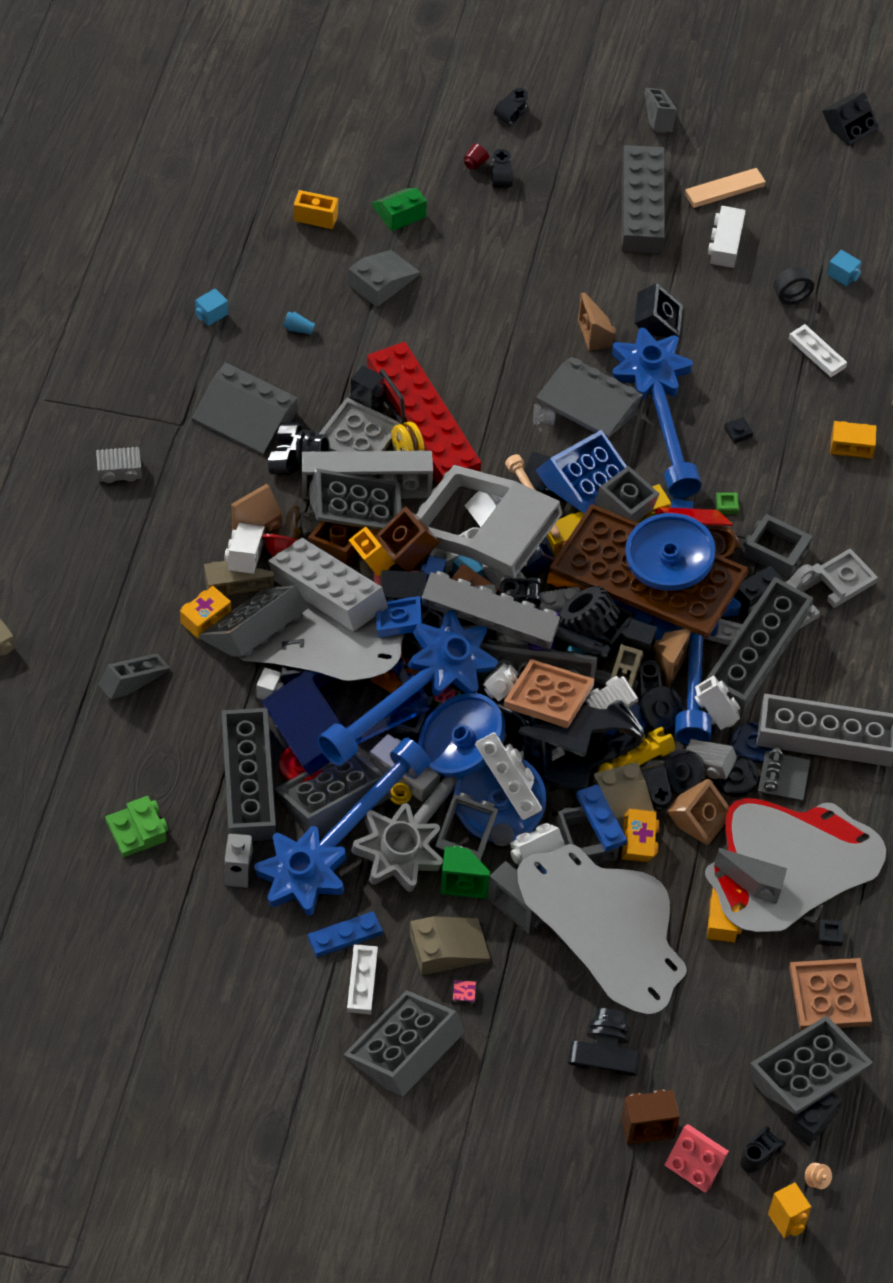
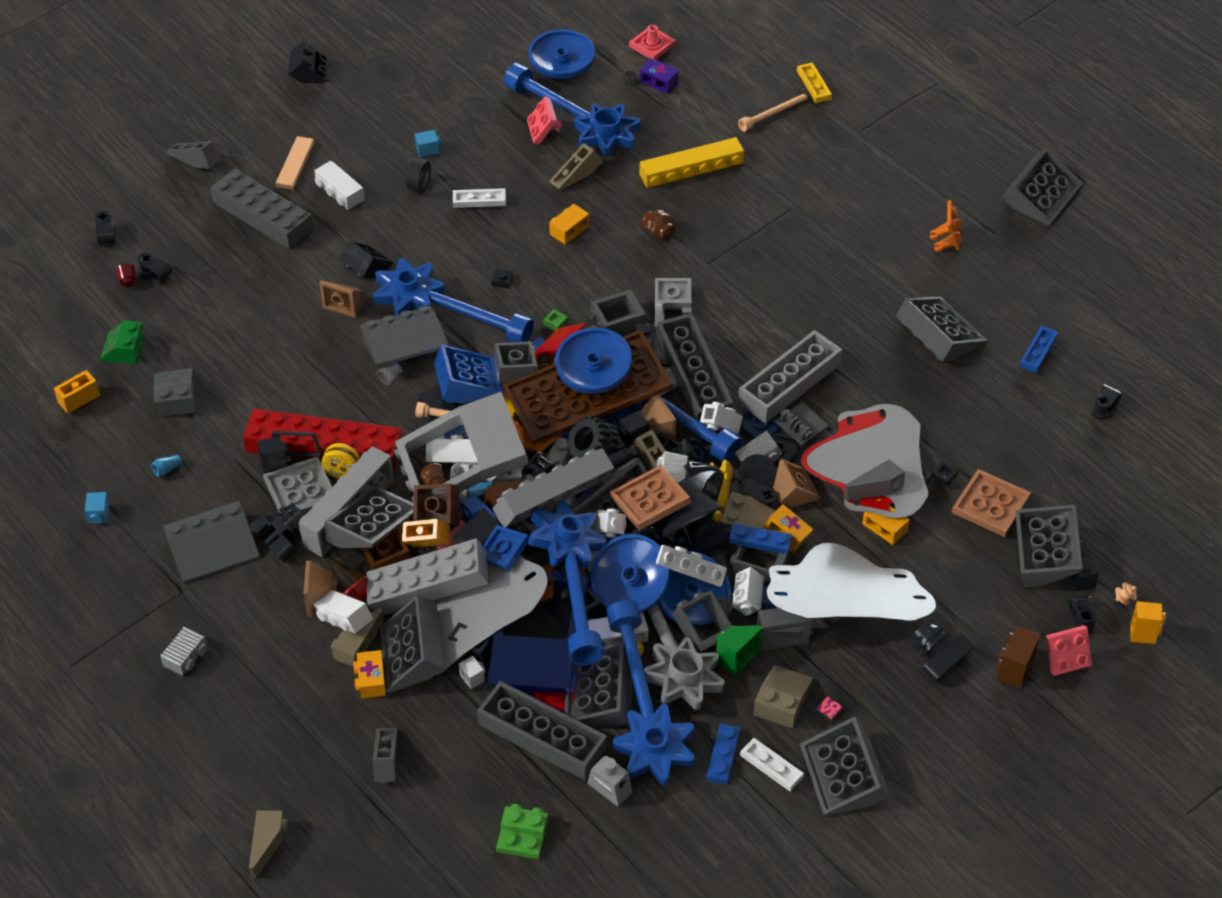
camera: 50 degrees left, 5 degrees down
(448, 519) = (432, 474): none -> reddish brown hair

